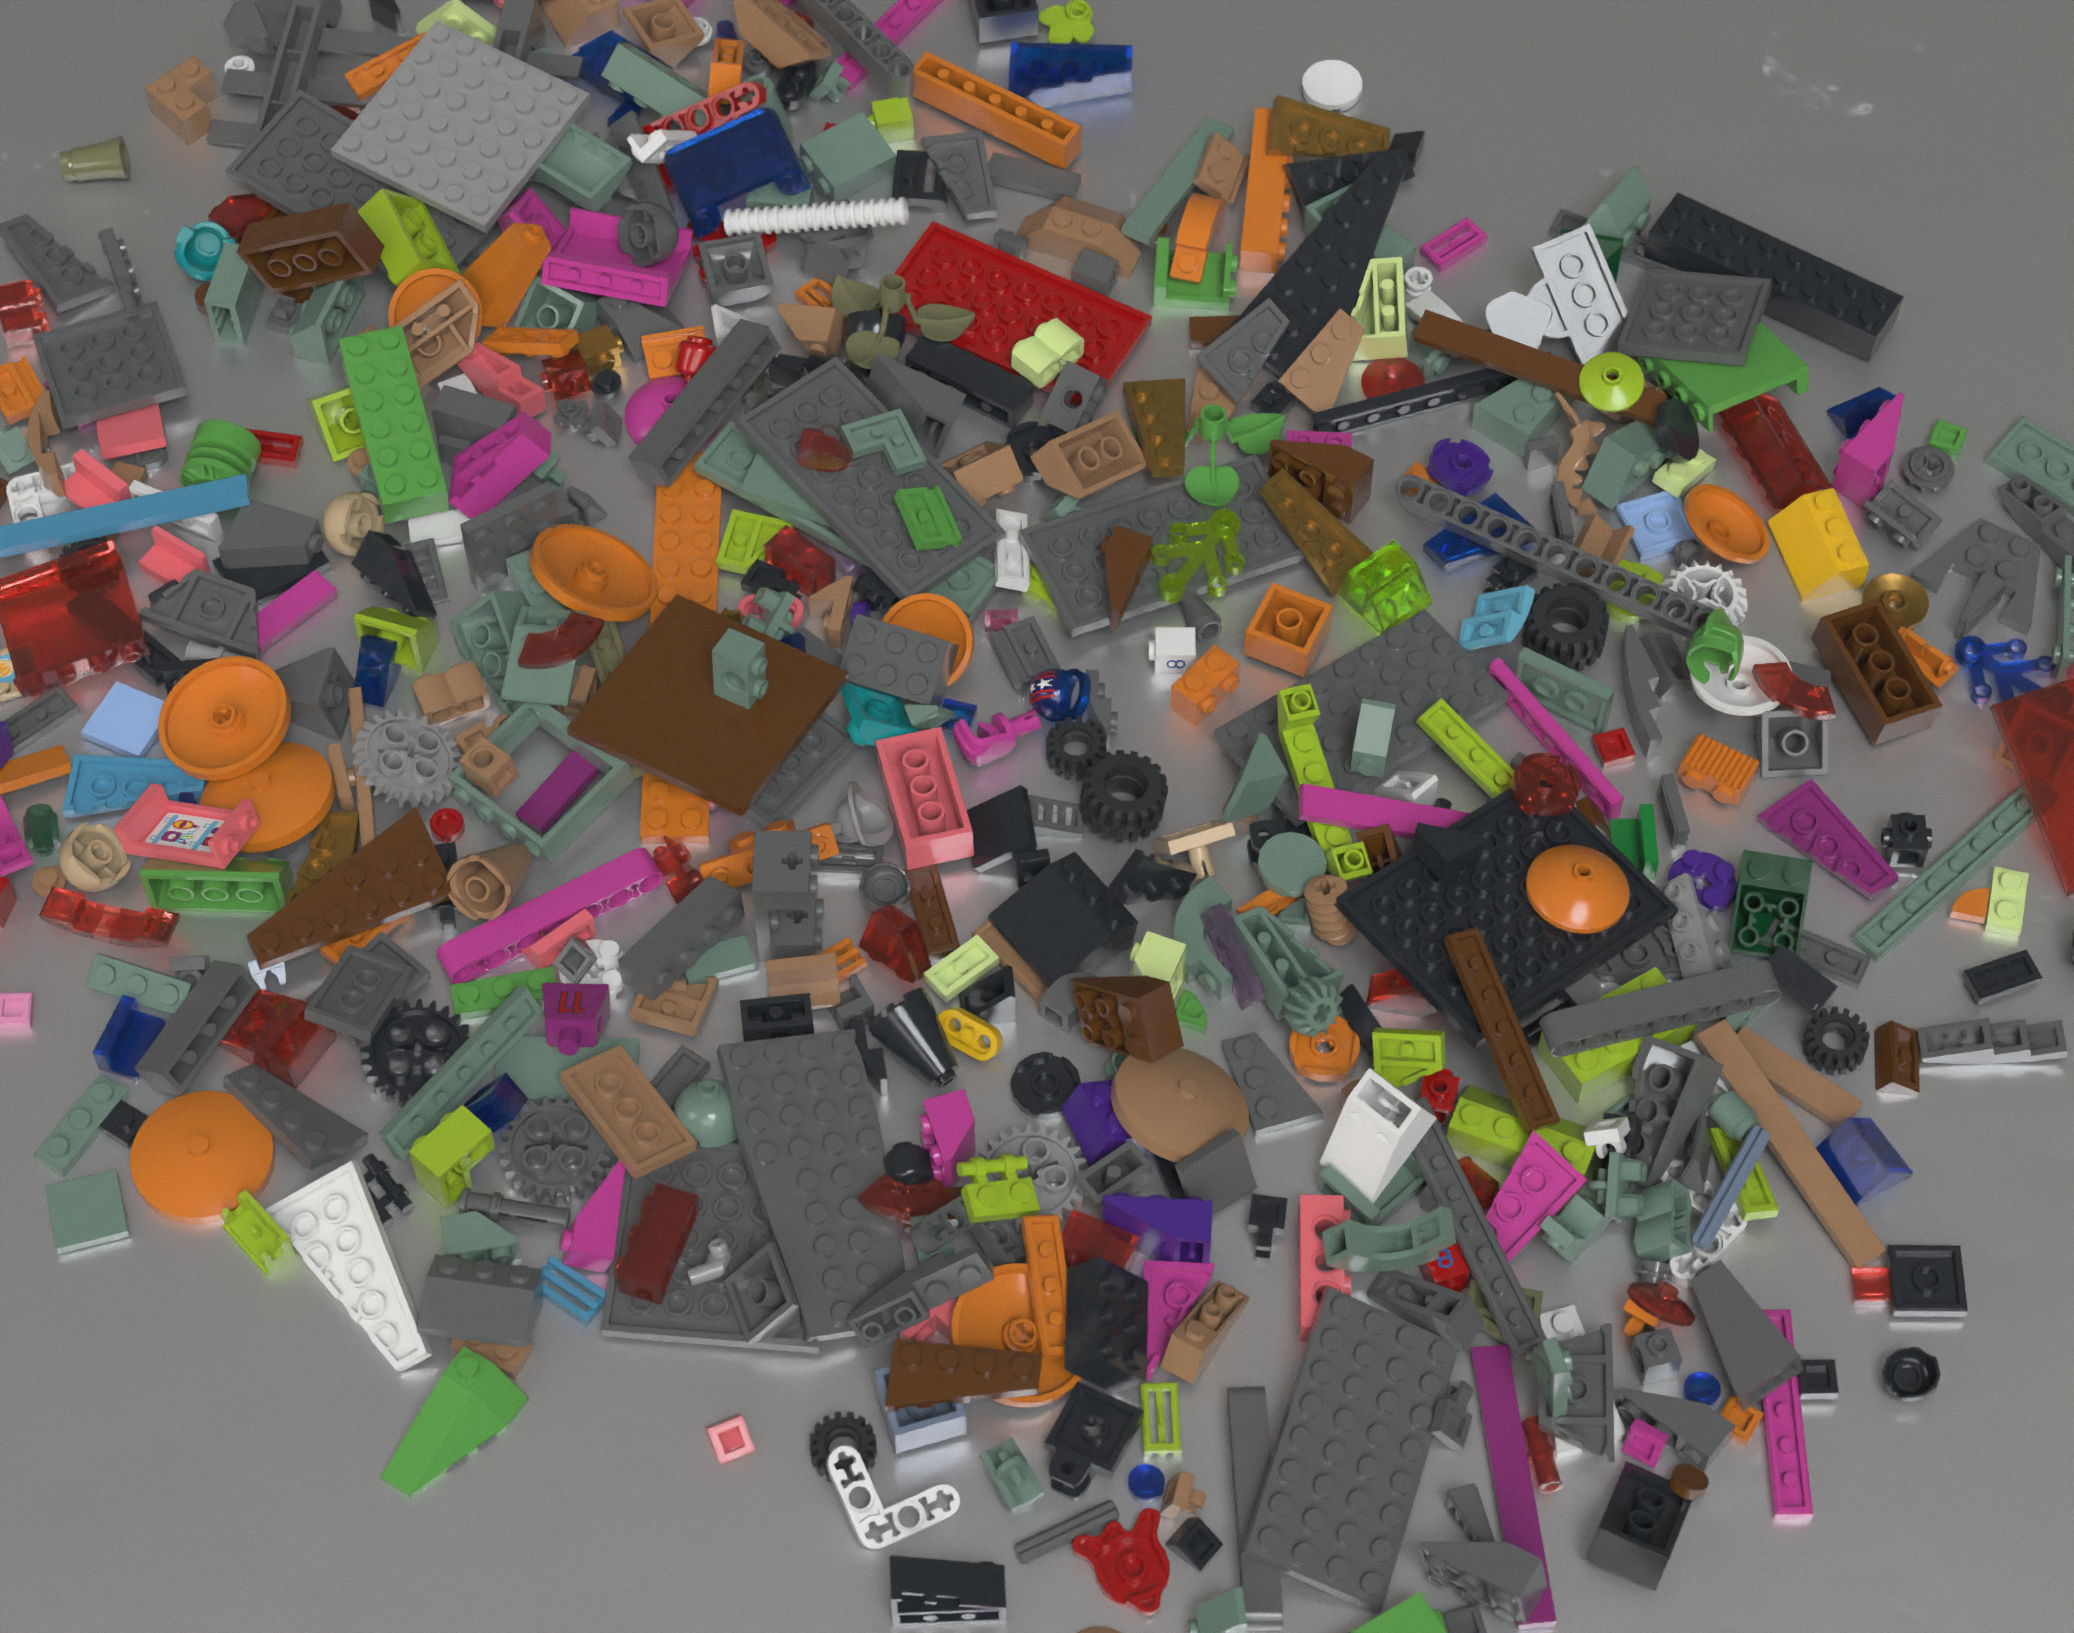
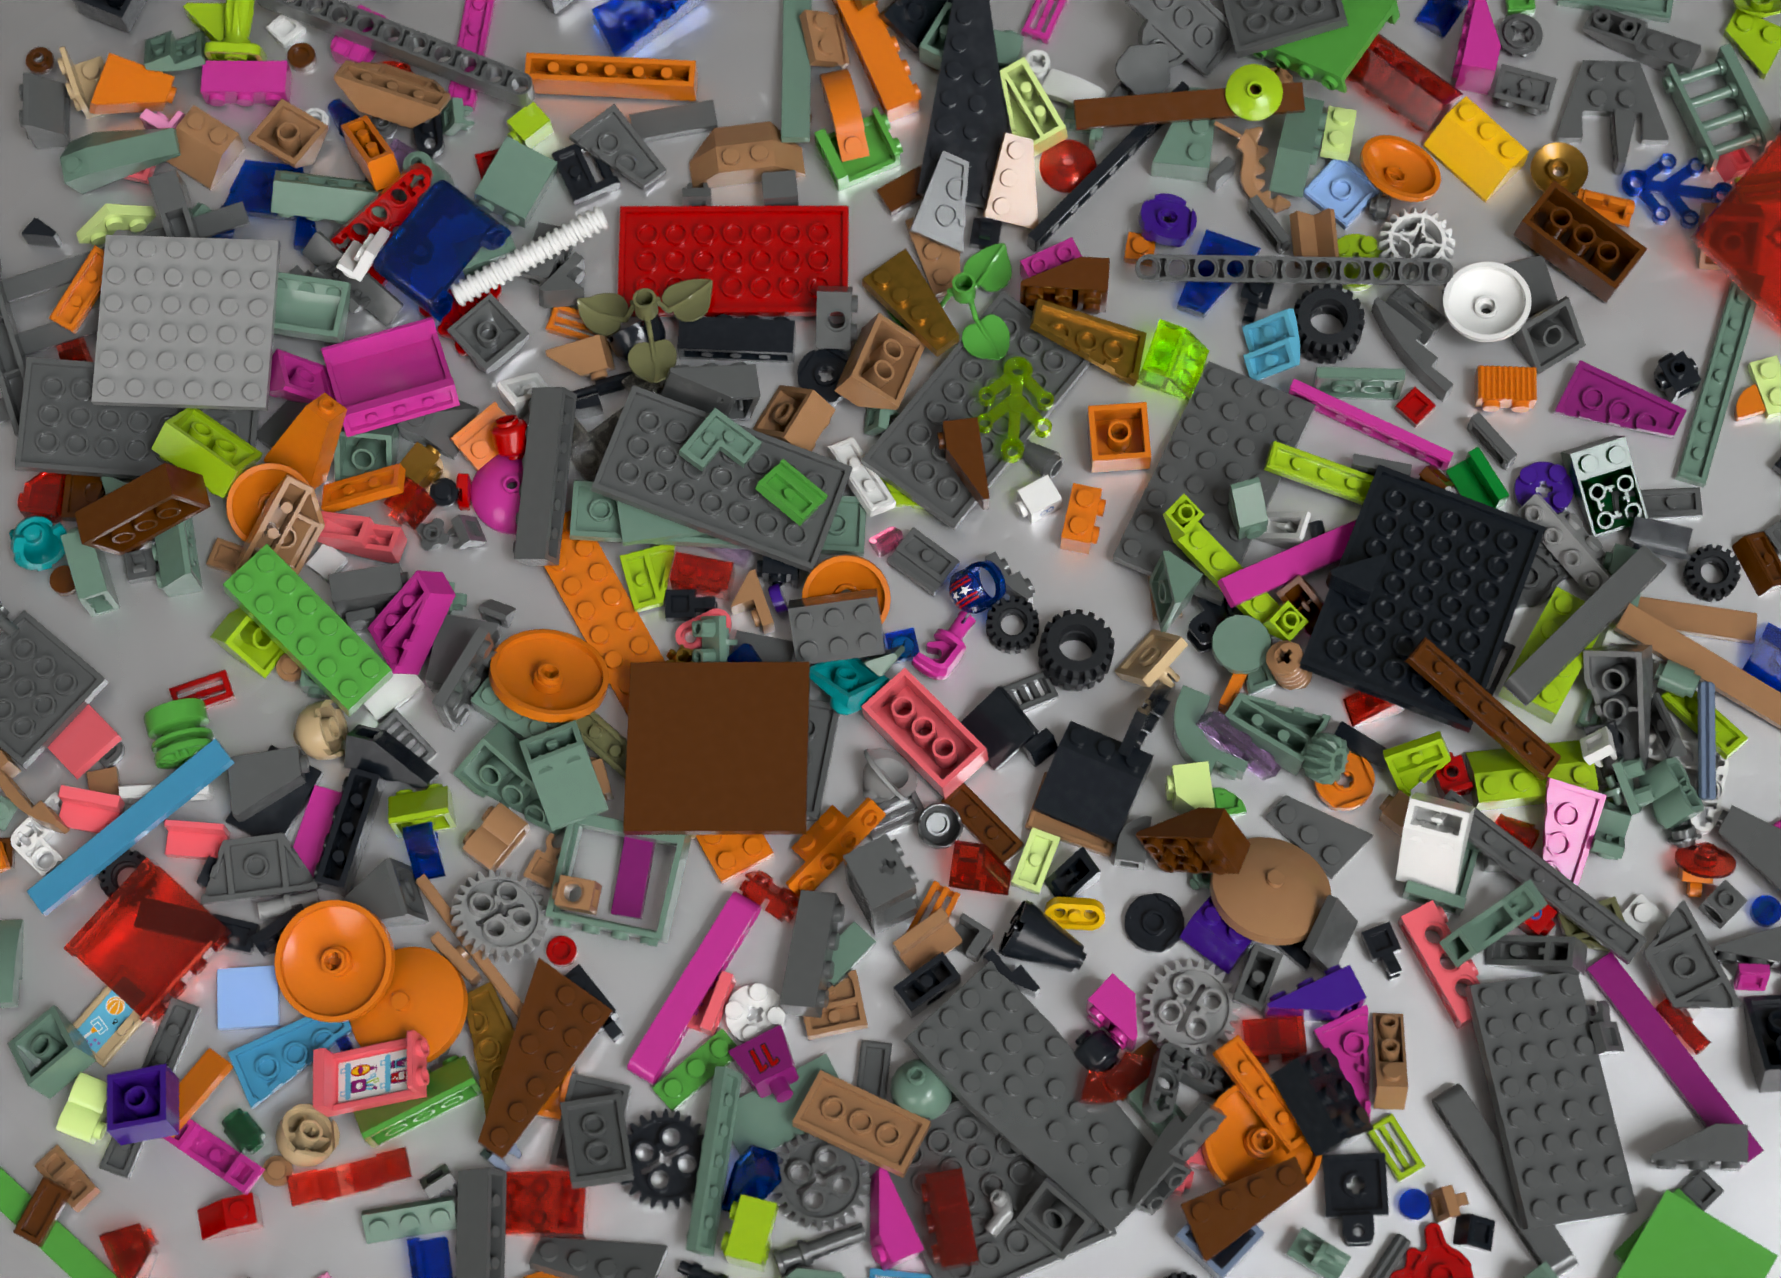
camera: 25 degrees left, 15 degrees up
(318, 618) = (349, 831): none -> black brick
(488, 880) = (635, 987): medium nougat cone -> none
(561, 644) = (575, 763): clear red tile -> none
(575, 959) = (741, 1017): dark grey slope -> none
(628, 387) = (464, 484): none -> red tile
(647, 233) = (404, 344): dark grey cylinder -> none
(739, 668) = (735, 712): sand green brick -> none
(822, 451) = (676, 480): clear red rock -> none
(997, 1199) = (1188, 1044): lime plate -> none
(1045, 353) = (789, 285): yellowish green brick -> none
(1469, 1513) = (1661, 1103): dark grey slope -> none
(1540, 800) = (1390, 491): clear red plate -> none
(1554, 1373) = (1675, 971): sand green wing -> none
(1573, 900) = (1462, 567): orange dish -> none
(1677, 430) = (1324, 108): black tile -> none
(1717, 644) = (1460, 287): bright green helmet -> none
(1784, 686) = (1536, 300): clear red tile -> none

